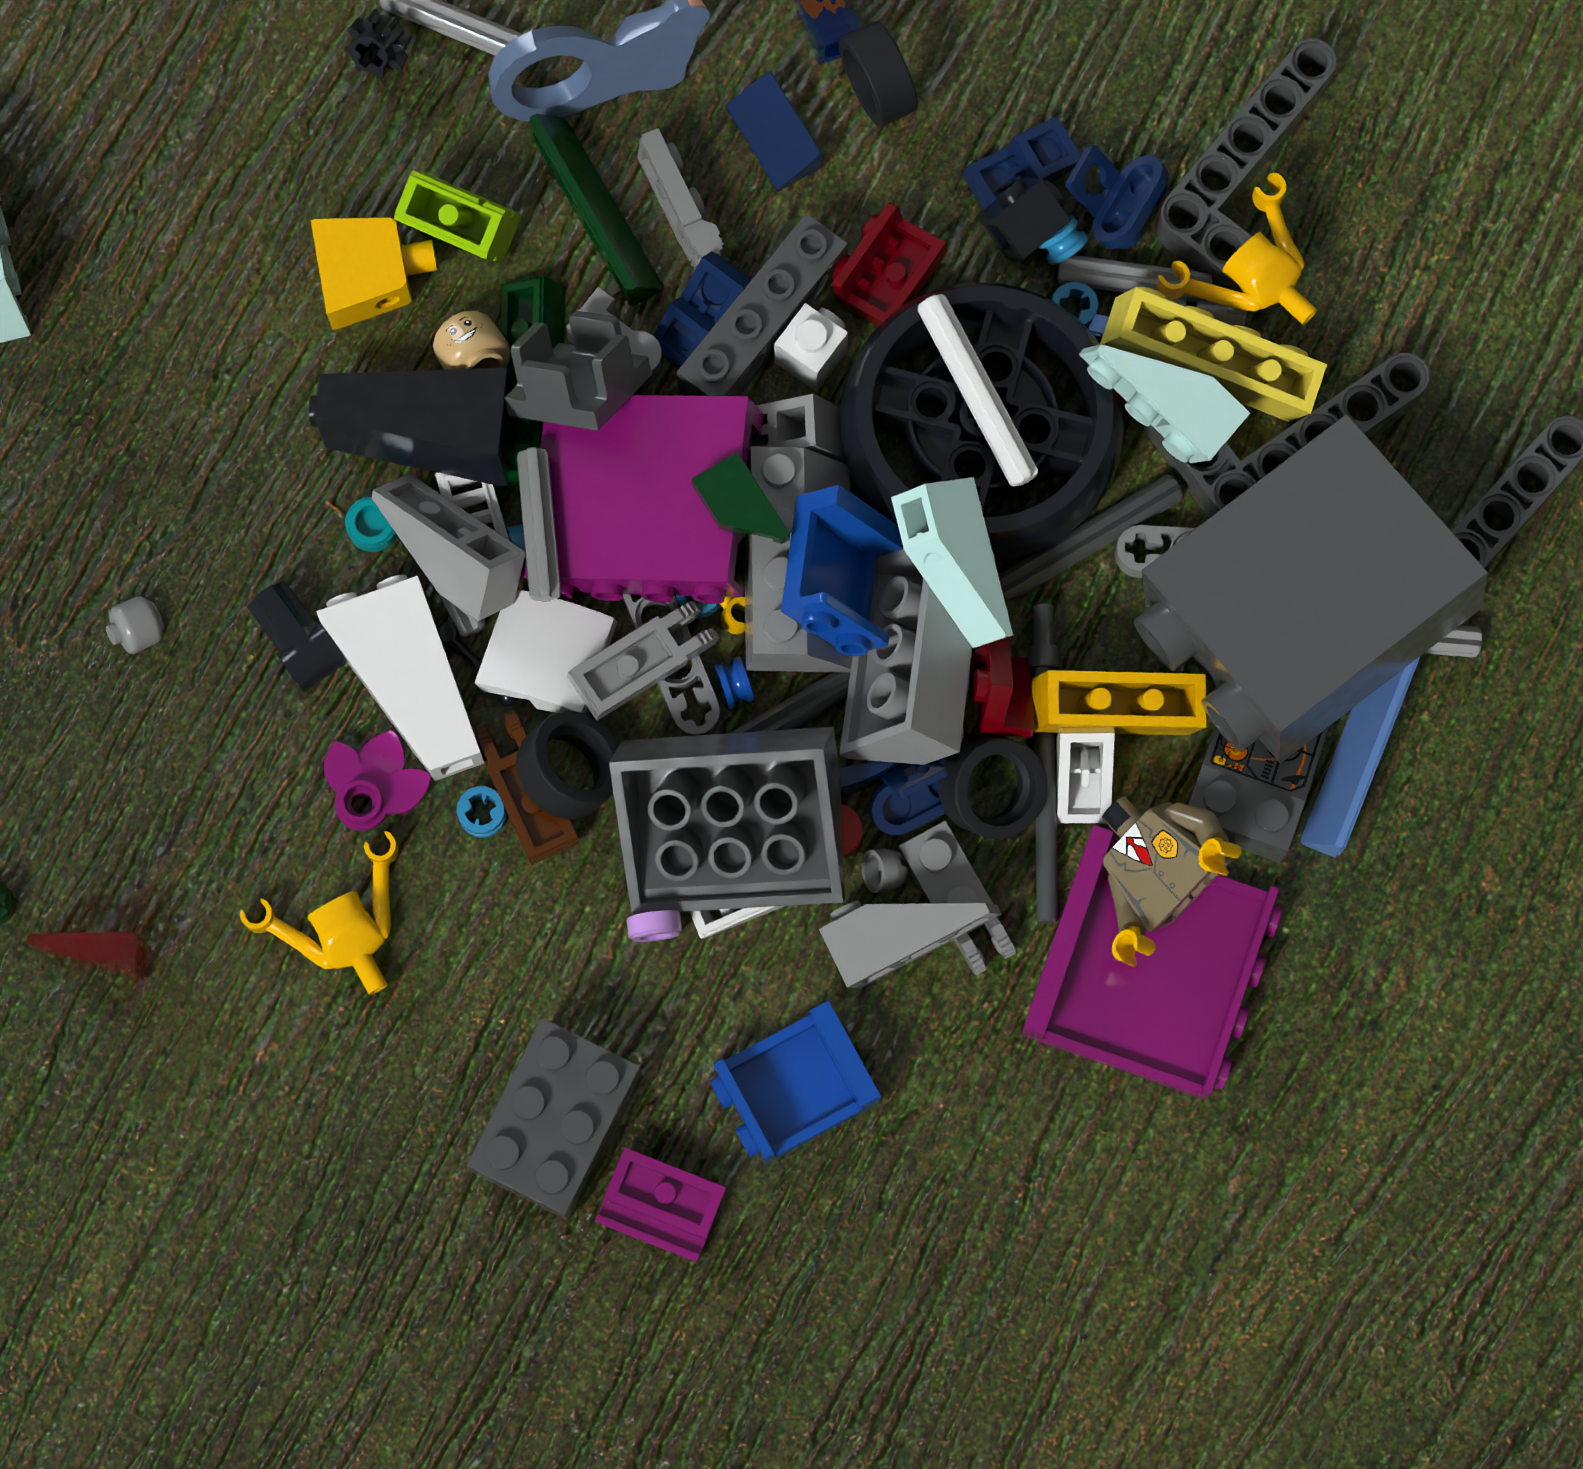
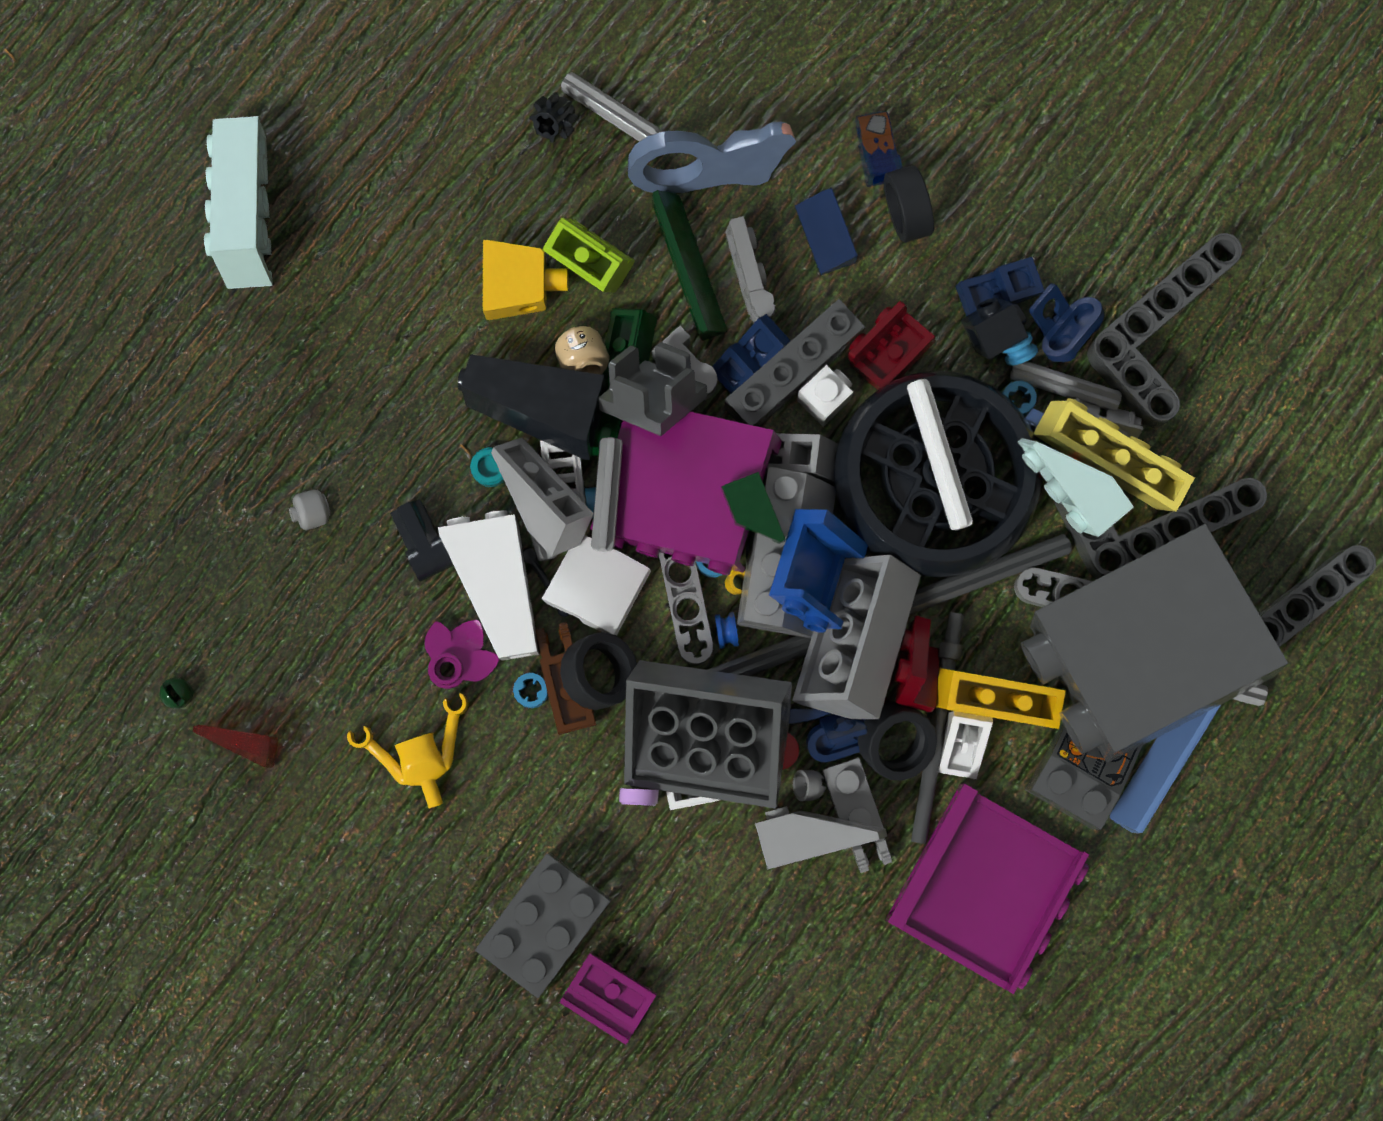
camera: 10 degrees right, 5 degrees up
(638, 661) = (660, 605): light grey hinge -> none
(795, 1084) = (717, 929): blue panel -> none
(952, 550) = (900, 570): light aqua slope -> none
(1160, 867) = (1007, 825): dark tan torso -> none
(1258, 267) = (1159, 398): yellow piece -> none

